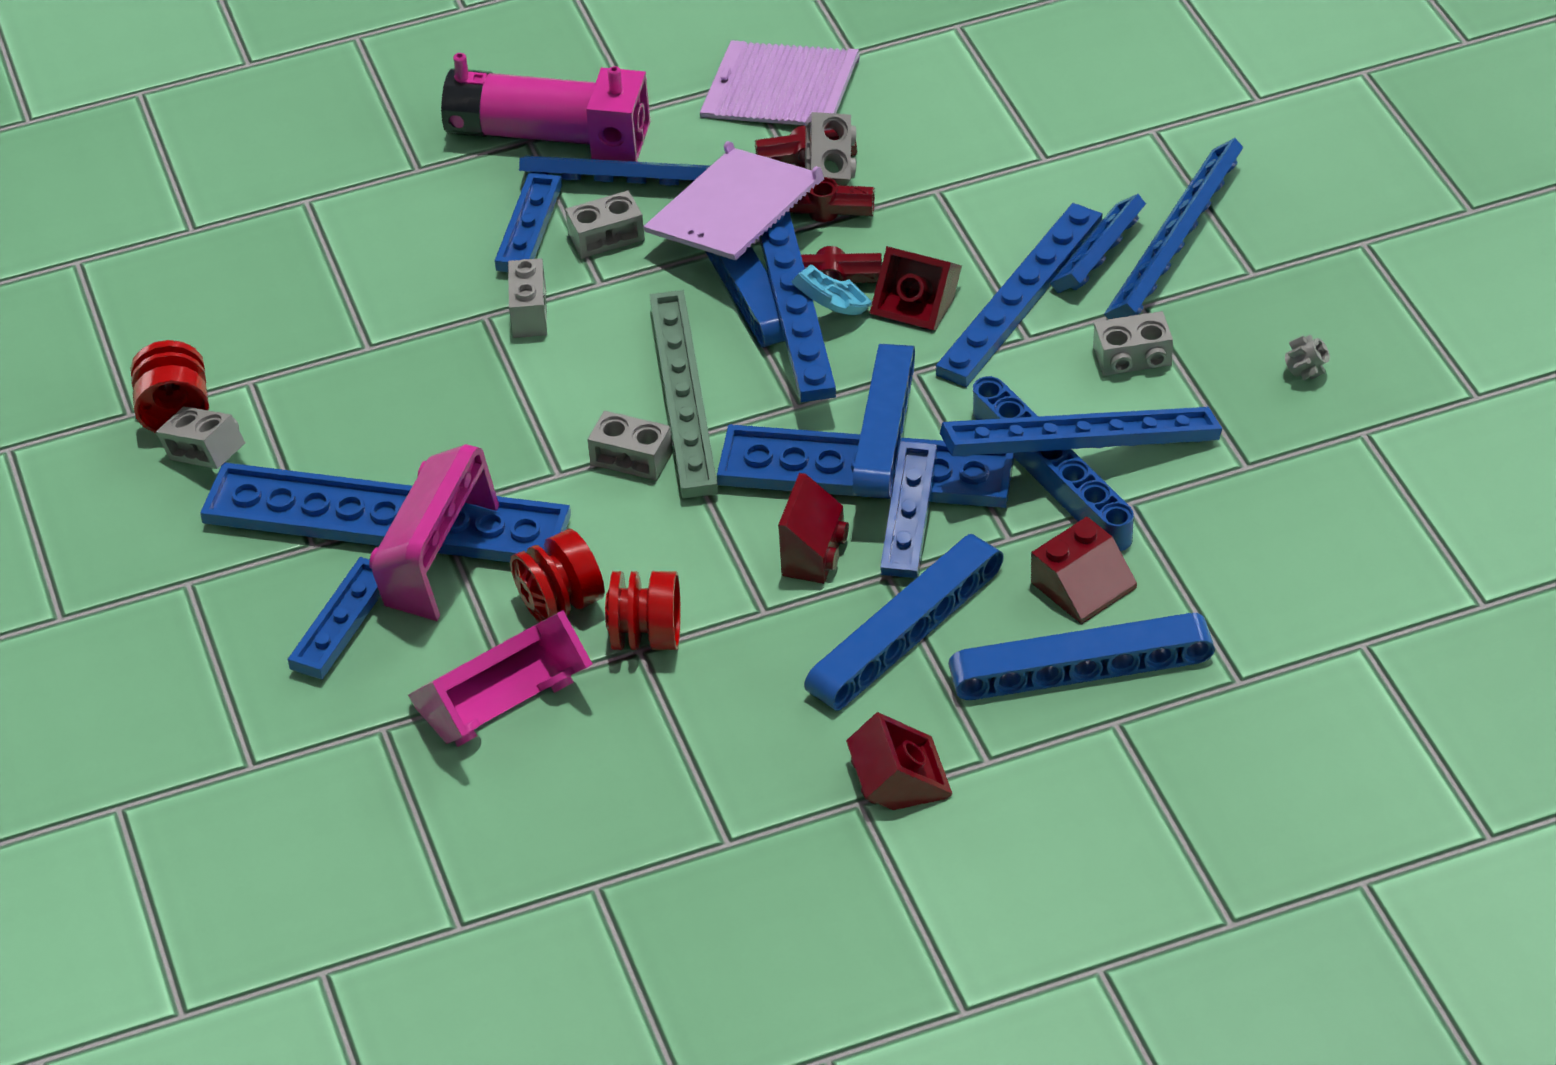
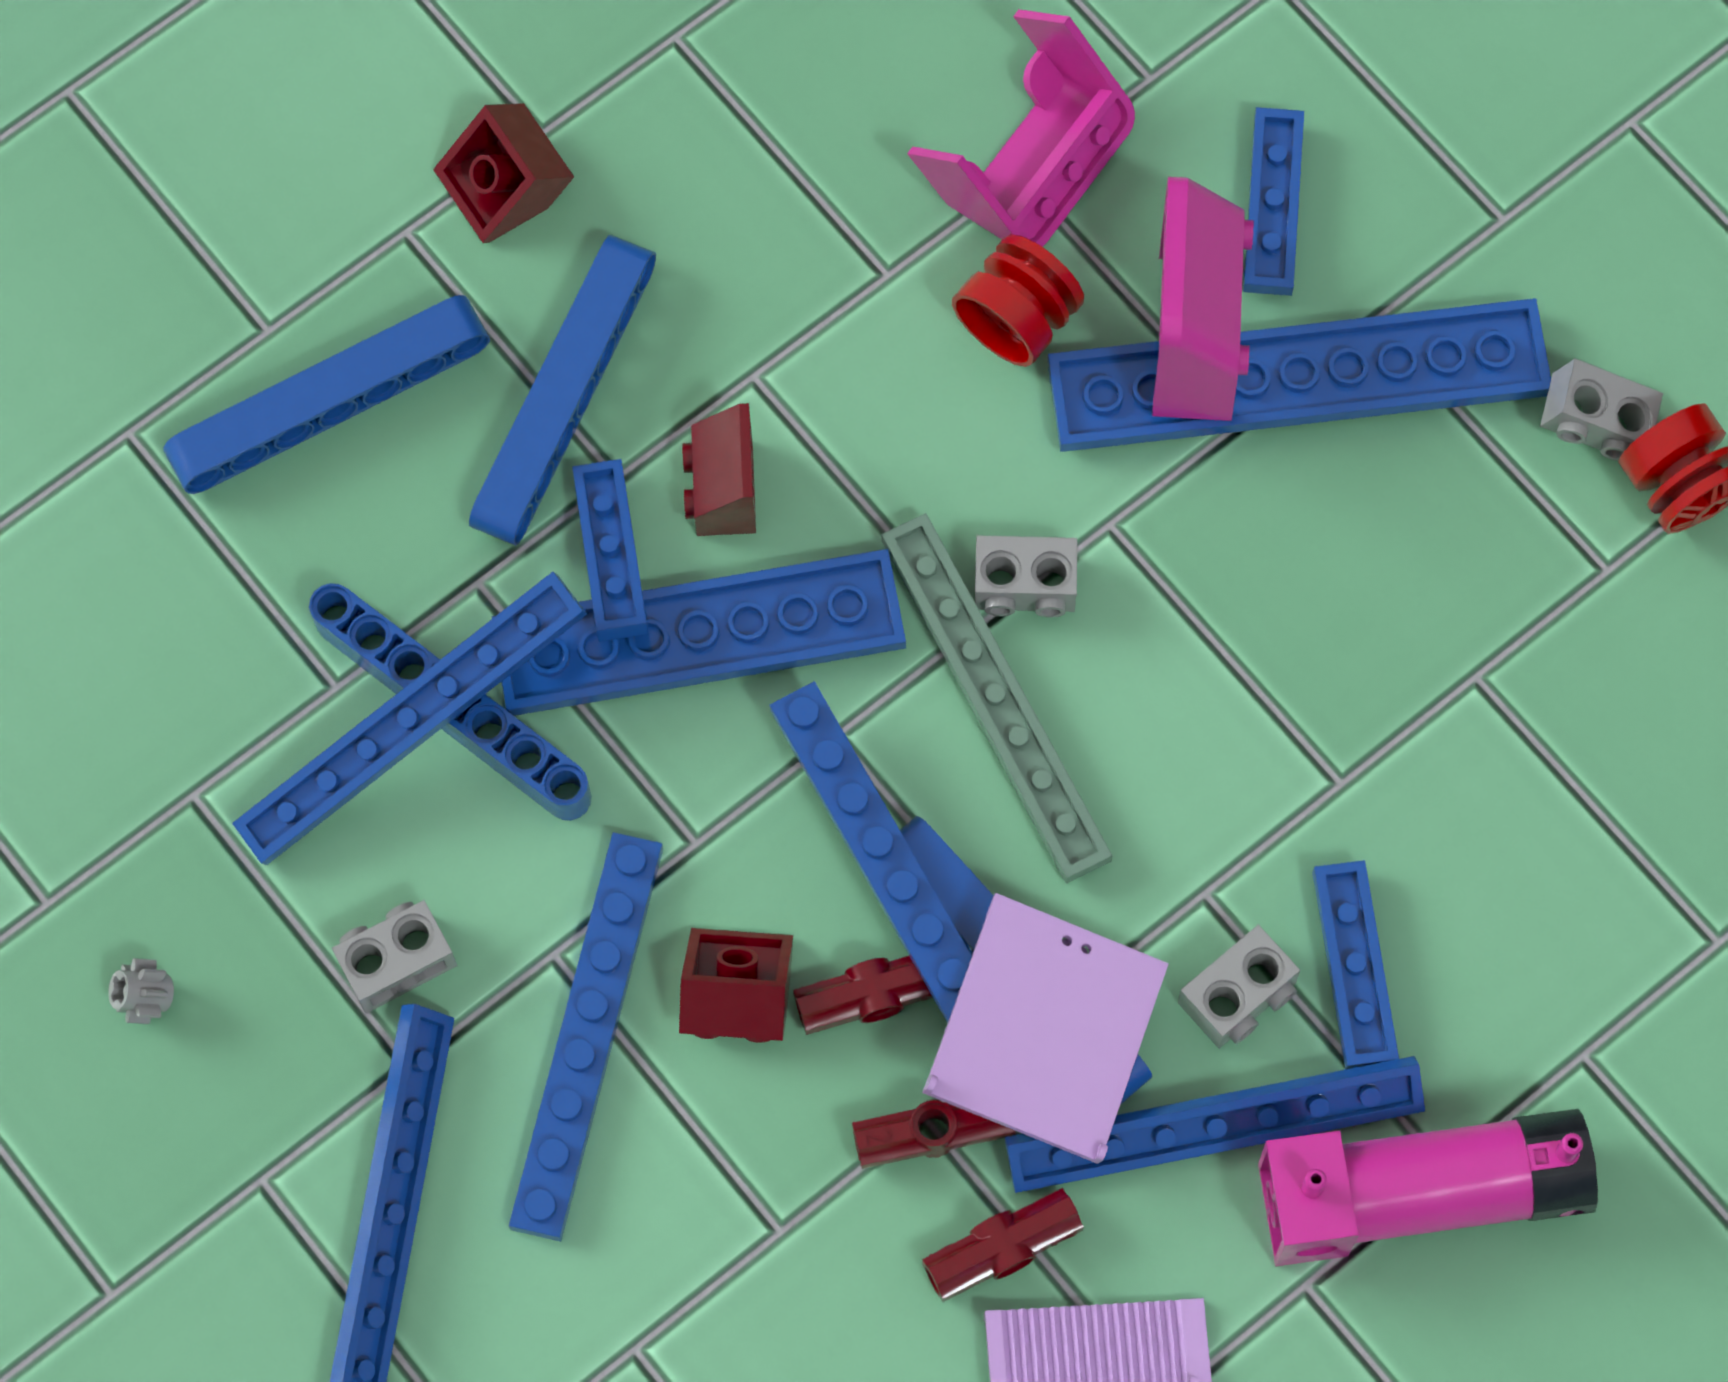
camera: 160 degrees right, 25 degrees up
(527, 298) = (1283, 799): light grey brick -> none
(644, 610) = (886, 280): red wheel -> none
(820, 148) = (951, 1206): light grey brick -> none
(831, 293) = (841, 903): medium azure tile -> none
(883, 421) = (689, 686): blue beam -> none
(1082, 570) = (363, 528): dark red slope -> none
(1103, 238) = (496, 1152): blue plate -> none

